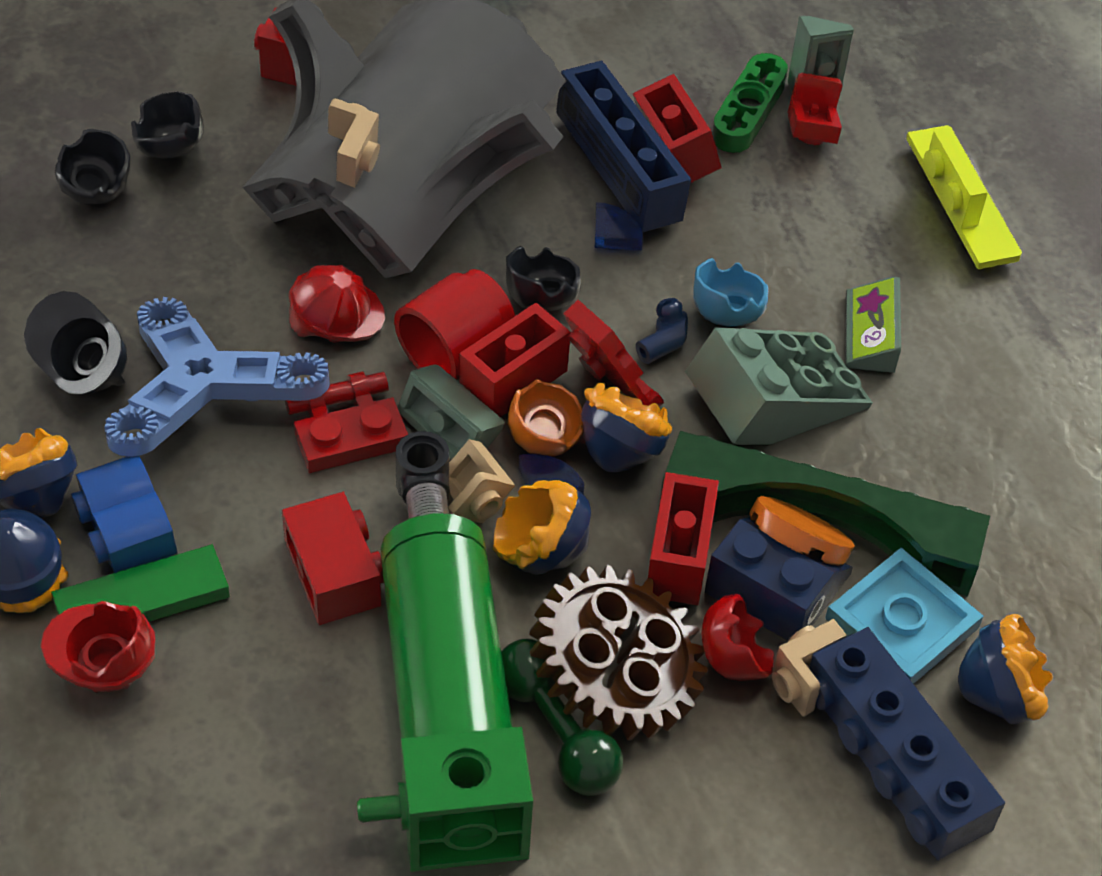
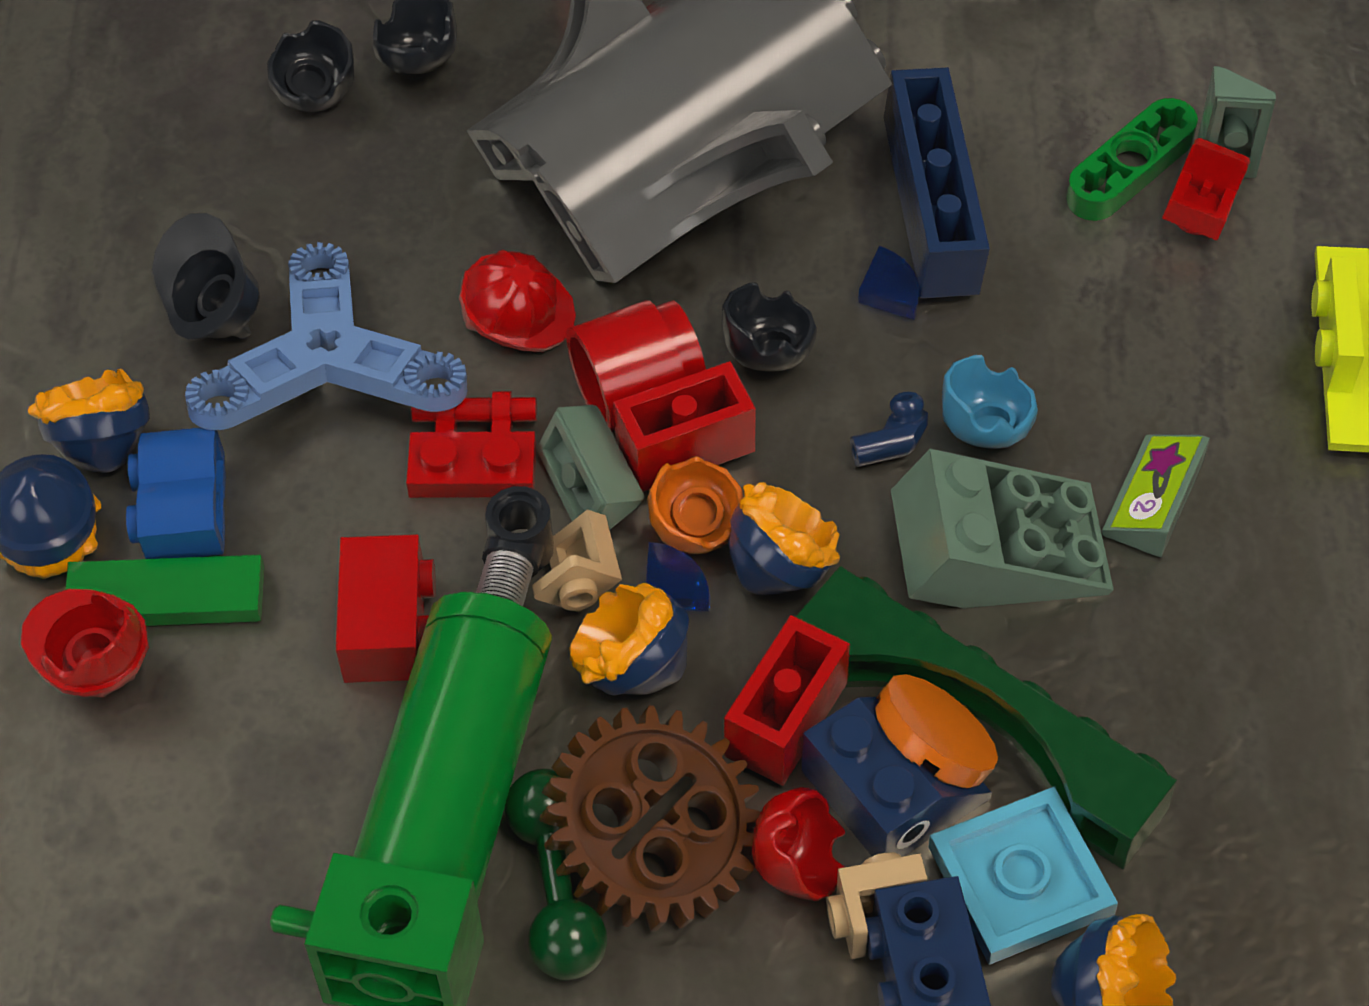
camera: 25 degrees right, 5 degrees up
(360, 136) = (587, 115): tan bracket -> none
(606, 354) = (796, 449): red wing -> none
(679, 126) = (1011, 178): red brick -> none

